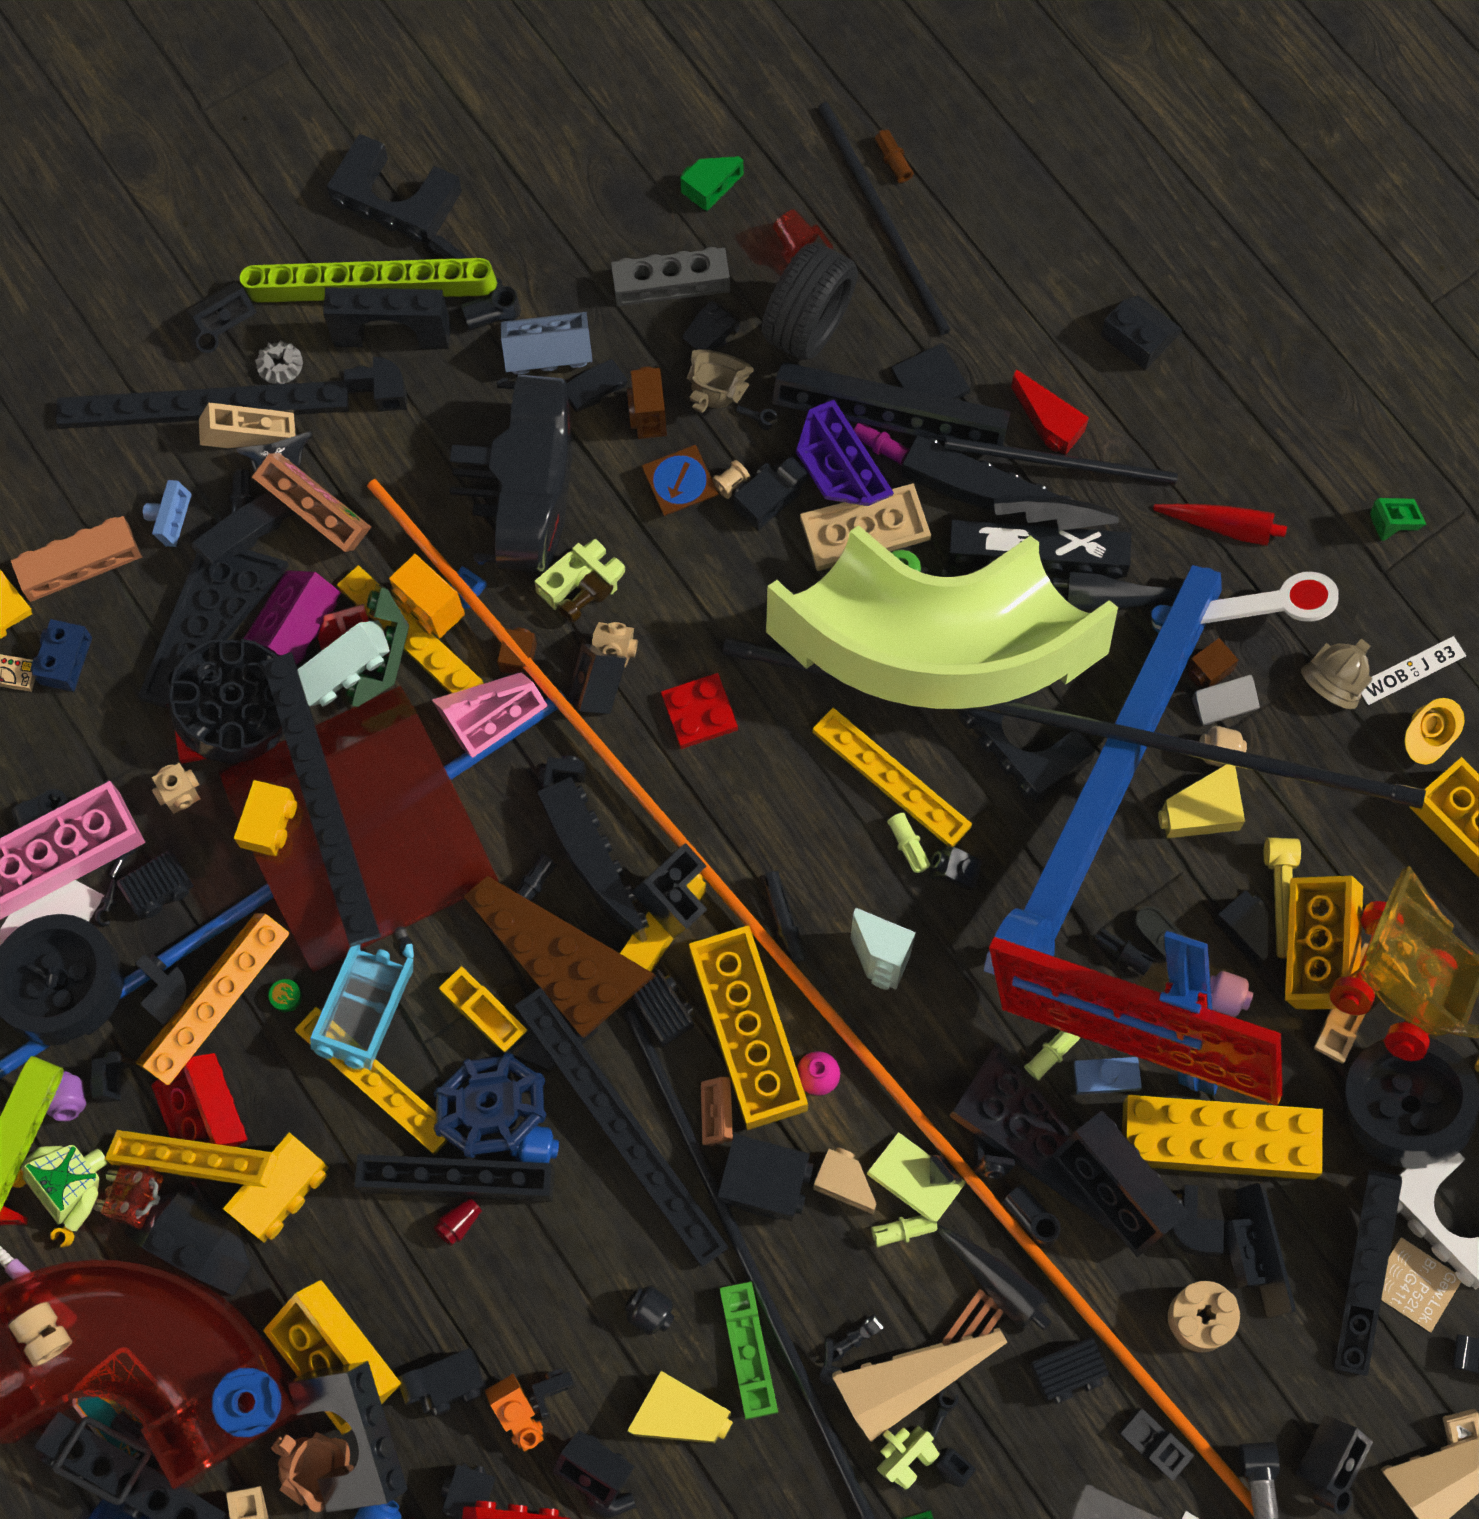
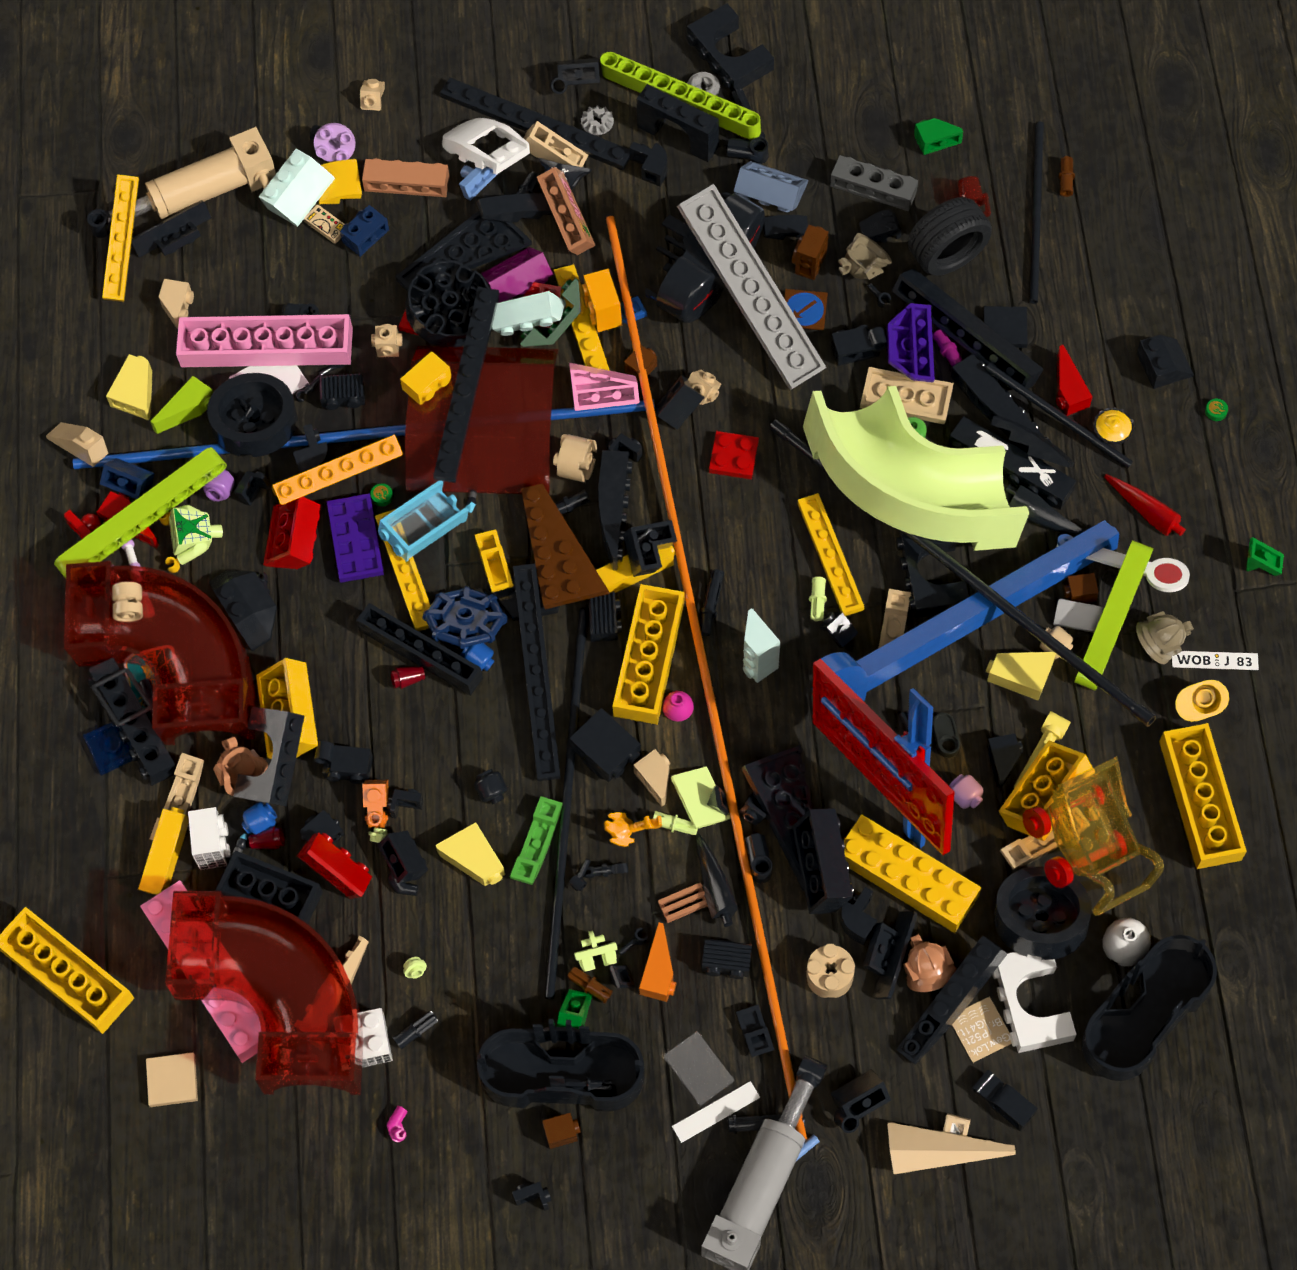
camera: 30 degrees right, 5 degrees down
(122, 463) = (460, 138): none -> white slope
(130, 1195) = (224, 559): clear red piece -> none
(192, 1158) = (271, 554): yellow plate -> none
(266, 1406) = (226, 712): blue tile -> none
(284, 1072) = (355, 538): none -> dark purple plate
(293, 1176) = (311, 599): yellow slope -> none
(391, 243) = (710, 81): none -> light grey gear
(509, 819) = (575, 458): none -> tan brick
(545, 1455) = (377, 834): none -> yellowish green plate
(580, 570) = (708, 333): yellowish green hips -> none
(606, 486) = (751, 286): none -> light grey plate
(716, 1111) = (600, 694): nougat tile -> none
(731, 479) = (836, 324): tan bush -> none
(844, 1275) = (622, 827): none -> light orange piece
(893, 1389) = (608, 908): tan wedge -> none
(922, 1501) = (589, 984): none -> reddish brown axle
(997, 1435) = (658, 973): none -> orange slope
(1019, 830) = (894, 616): none -> tan slope
(1050, 1054) = (831, 769): yellowish green axle -> none
(1107, 1075) = (859, 801): medium blue tile -> none
(1132, 441) = (1113, 426): none -> yellow piece
(1234, 359) = (1216, 409): none -> green tile
(1274, 672) = (1115, 610): none -> lime beam
(1315, 1244) = (928, 966): none -> nougat helmet

